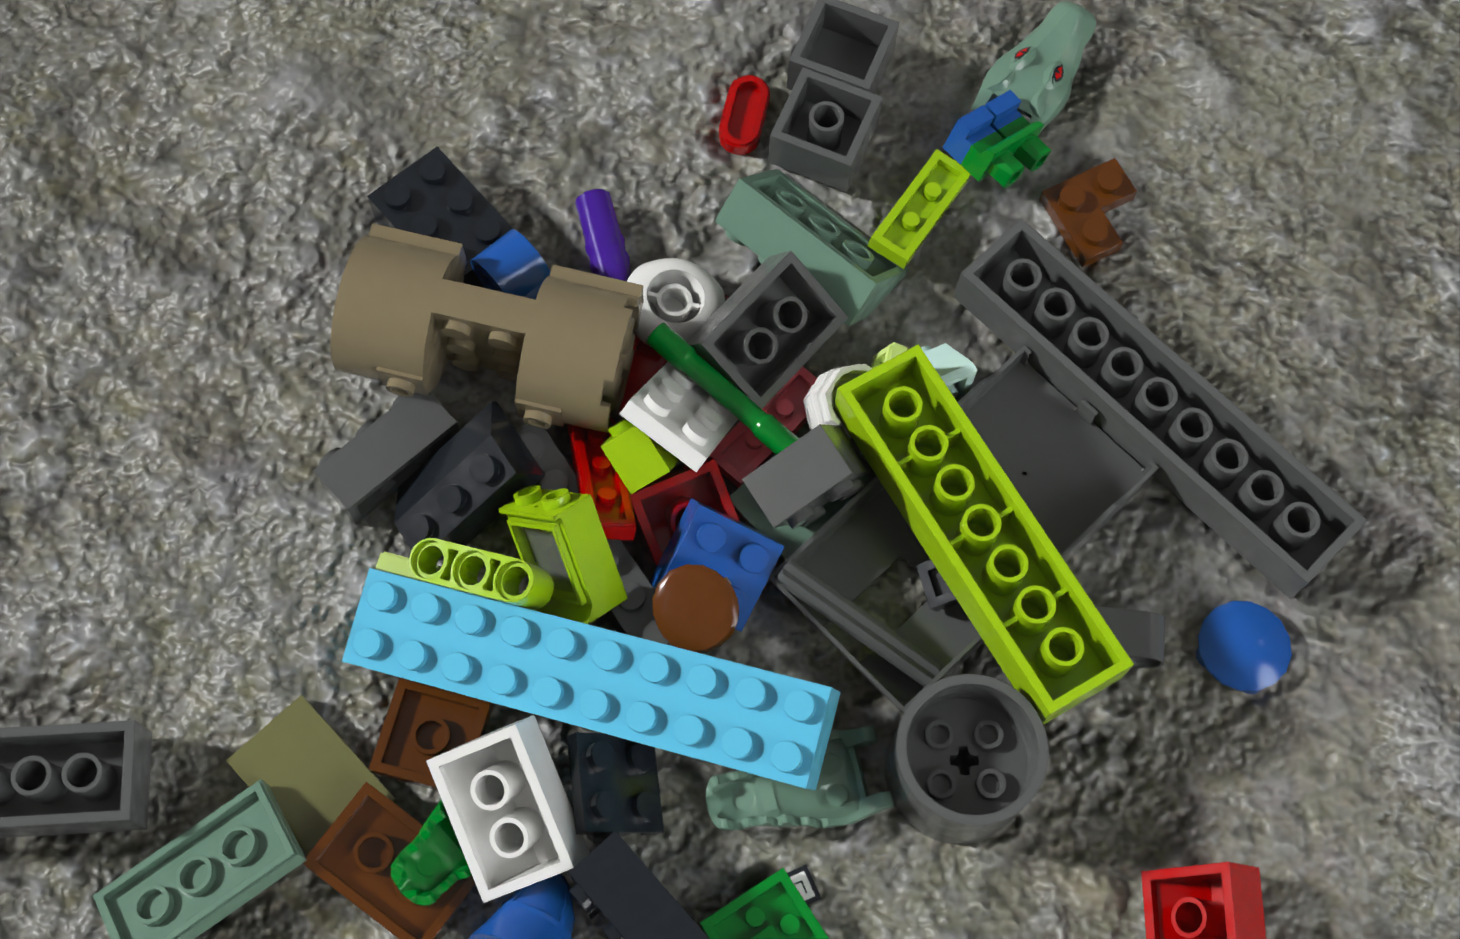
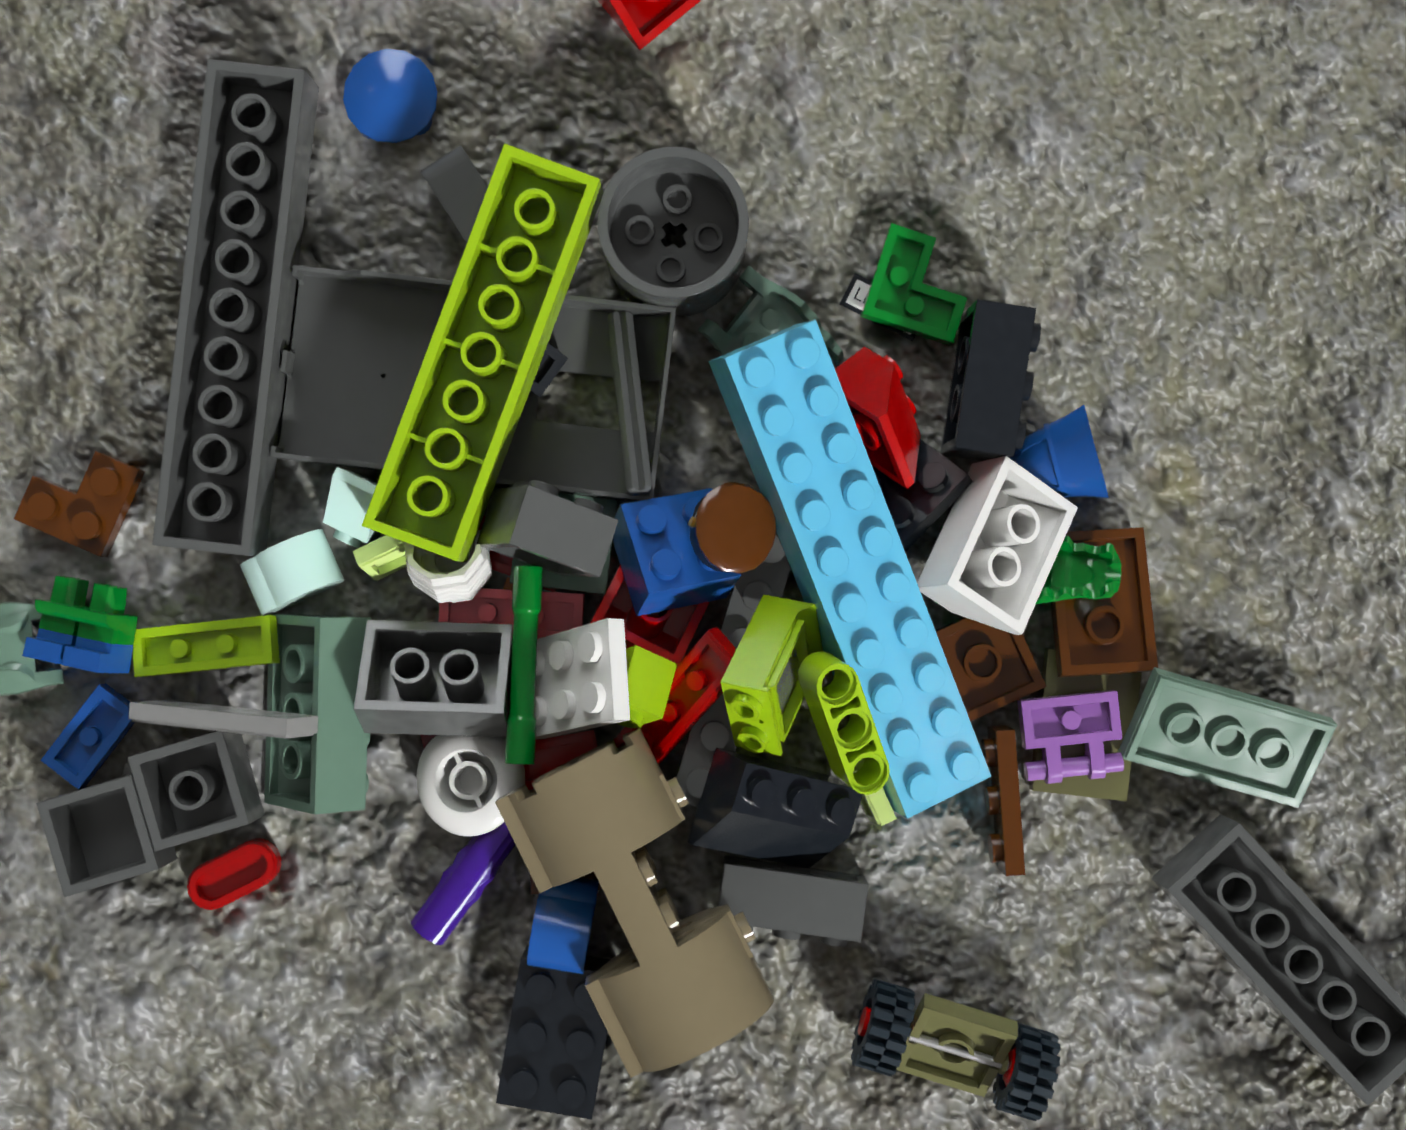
camera: 130 degrees left, 20 degrees up
(173, 478) = (957, 1048): none -> plate
(315, 664) = (1003, 800): none -> reddish brown plate
(326, 761) = (1071, 721): none -> medium lavender plate
(692, 804) = (882, 413): none -> red slope
(856, 175) = (224, 718): none -> light grey tile
(918, 96) = (90, 736): none -> blue plate
(926, 300) = (292, 571): none -> light aqua piece

